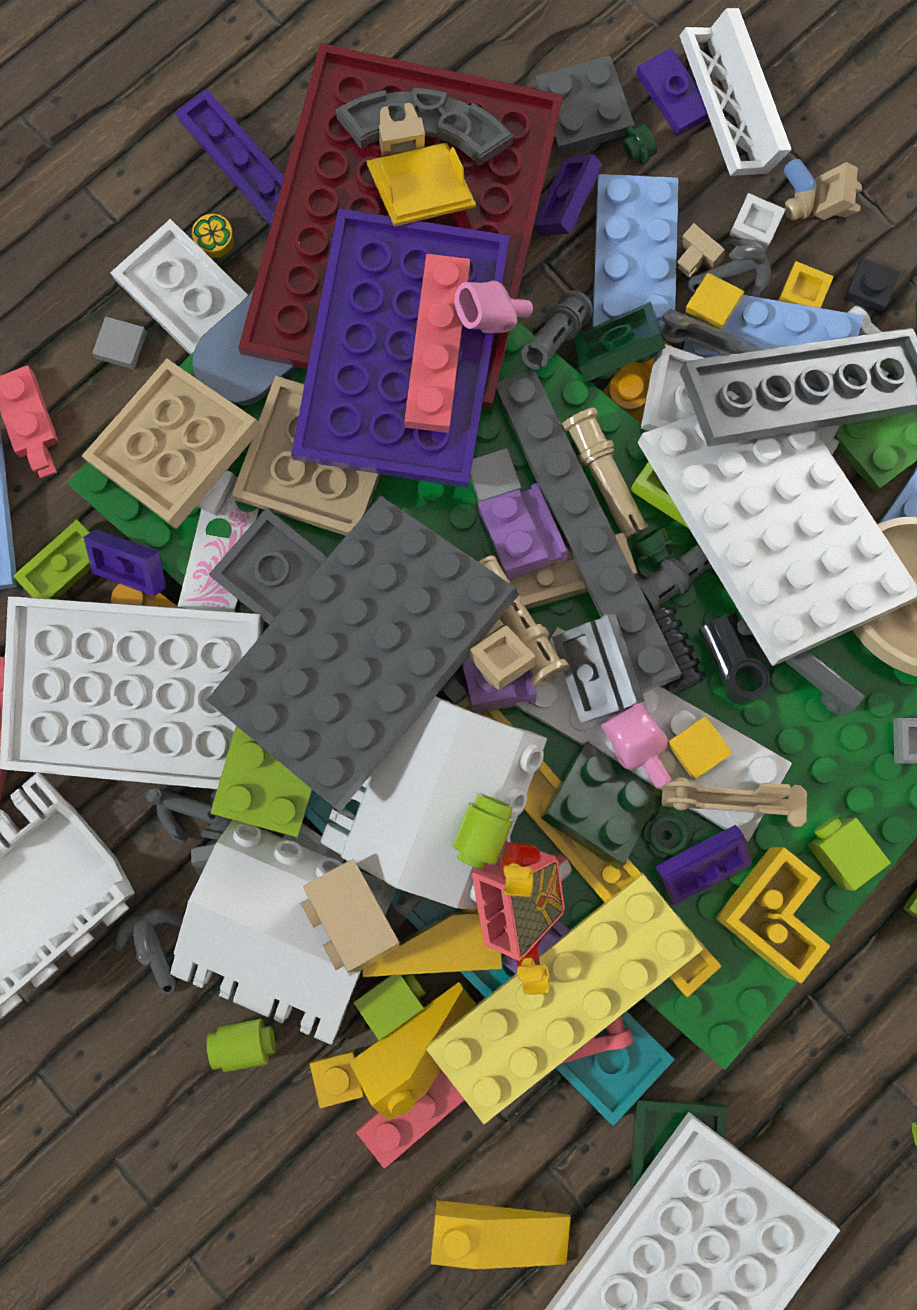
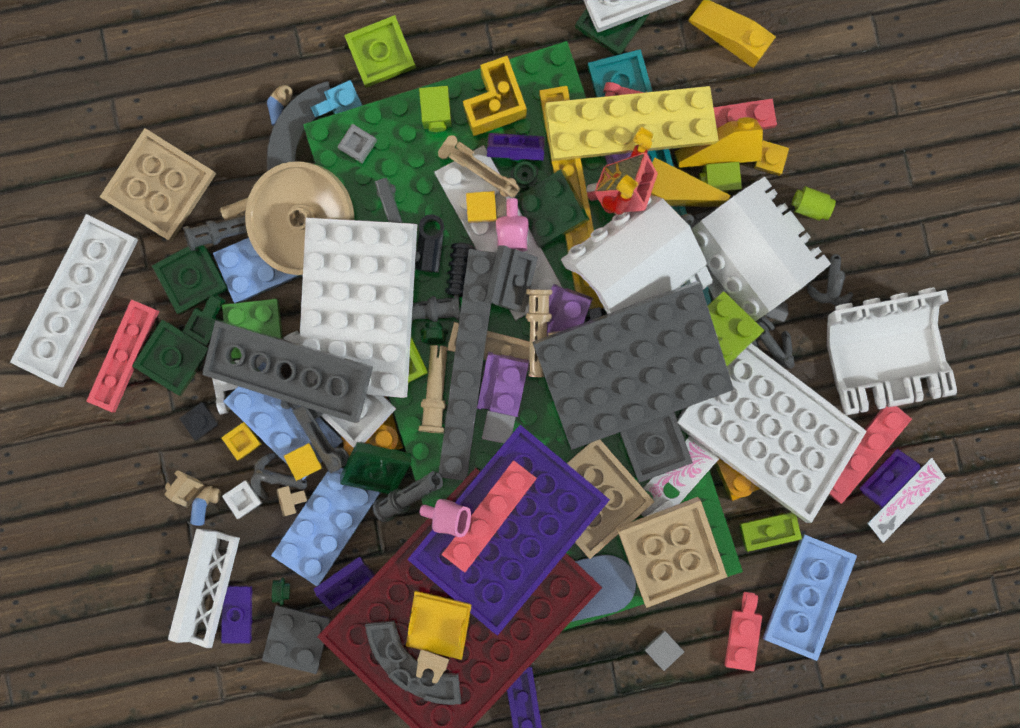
camera: 150 degrees left, 5 degrees up
(125, 562) = (734, 504): dark purple plate -> none
(178, 285) = (608, 661): white plate -> none
(213, 235) = (571, 686): tile -> none
(350, 918) = (721, 225): tan brick -> none
(483, 831) = (627, 225): lime brick -> none
(502, 658) = (562, 312): tan tile -> none

